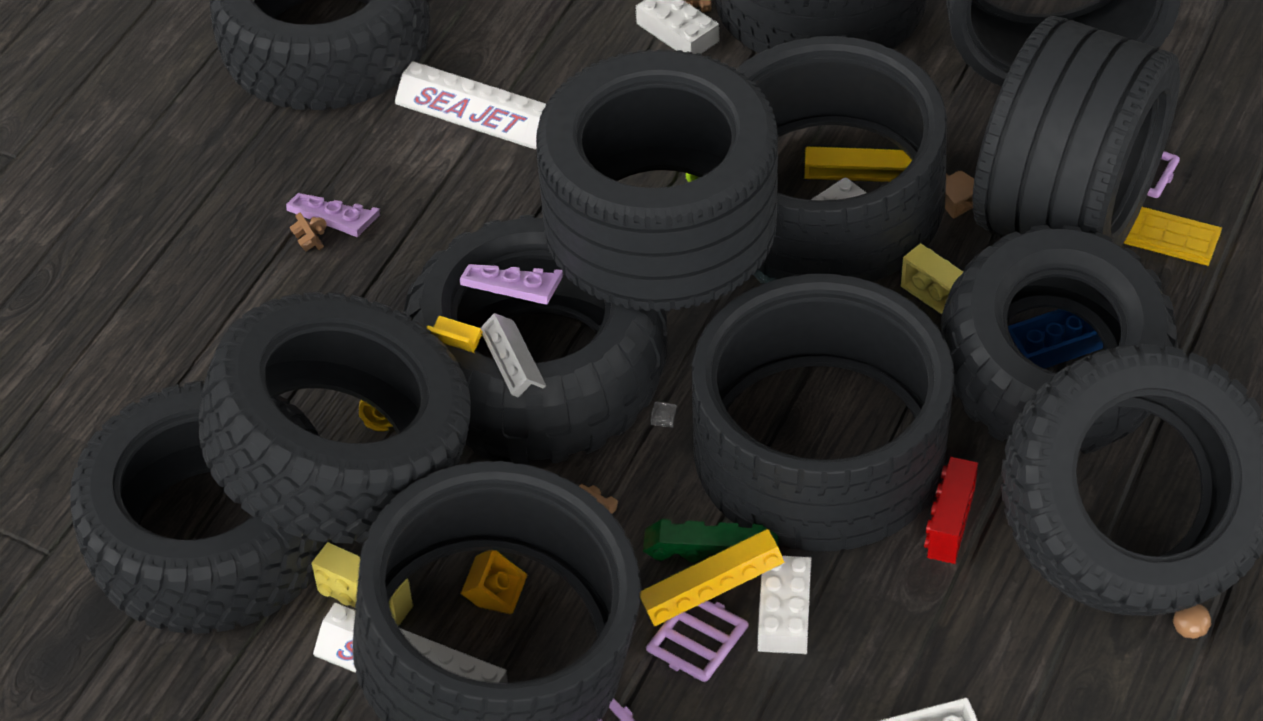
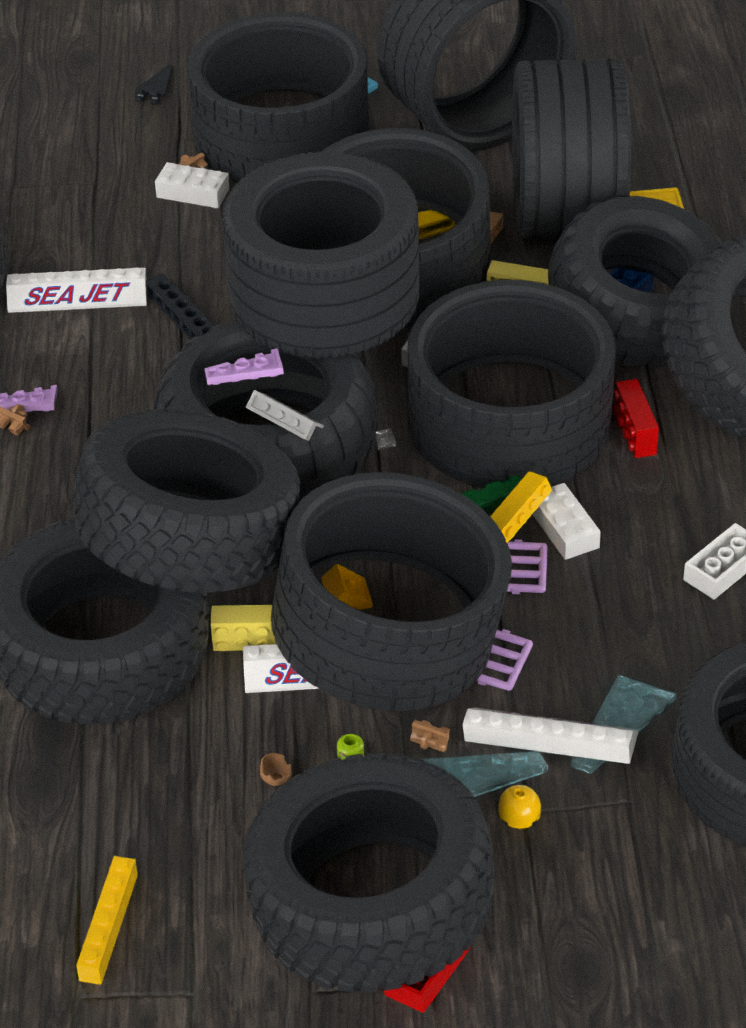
camera: 30 degrees left, 5 degrees down
(456, 333) = (239, 414): yellow panel -> none

